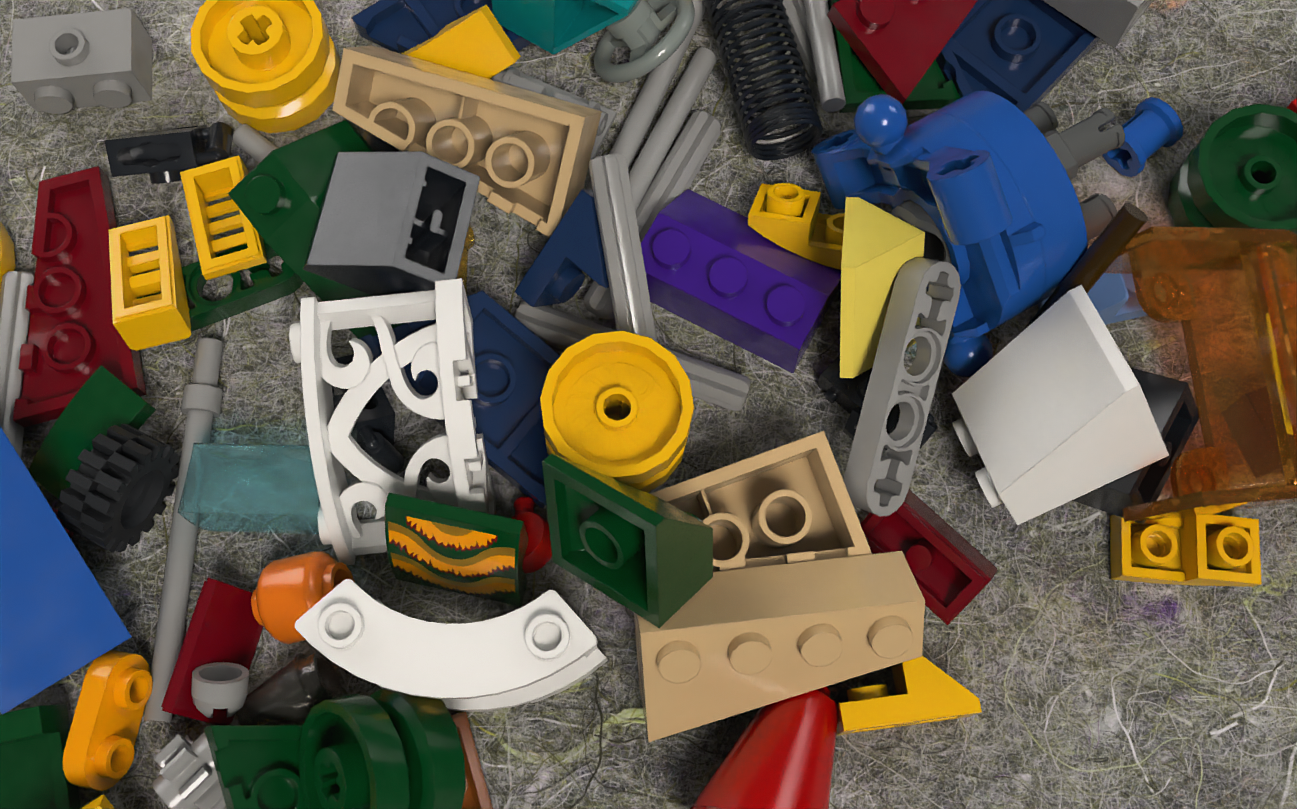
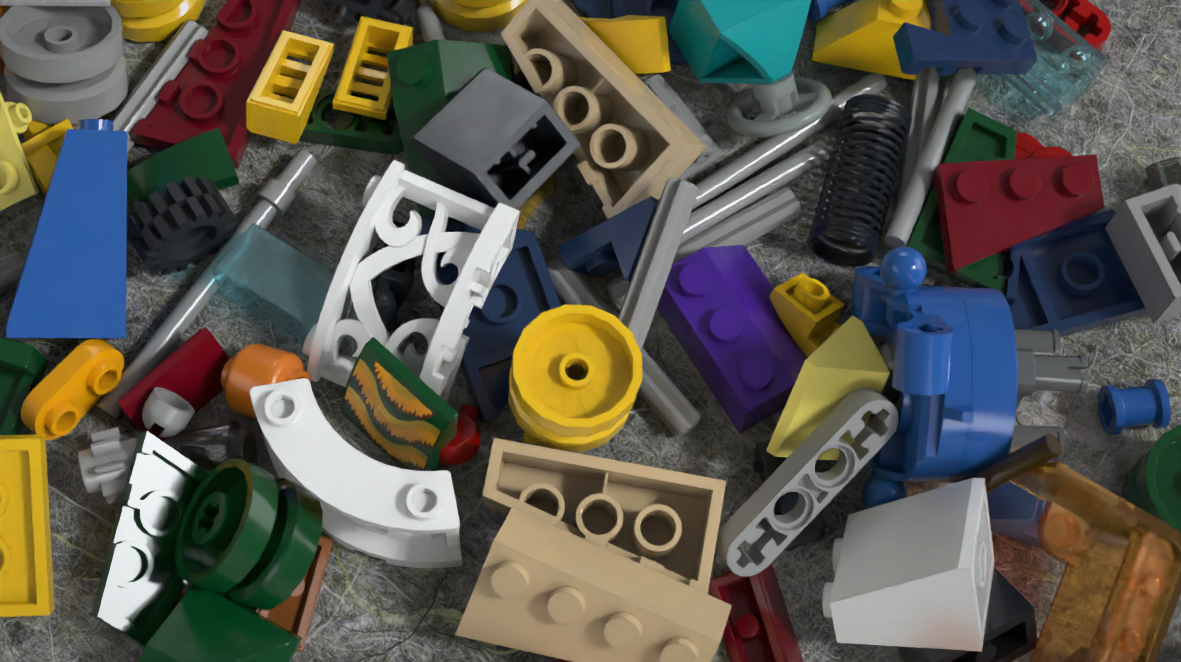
camera: 20 degrees right, 5 degrees down
(625, 540) = (524, 468): dark green slope -> none

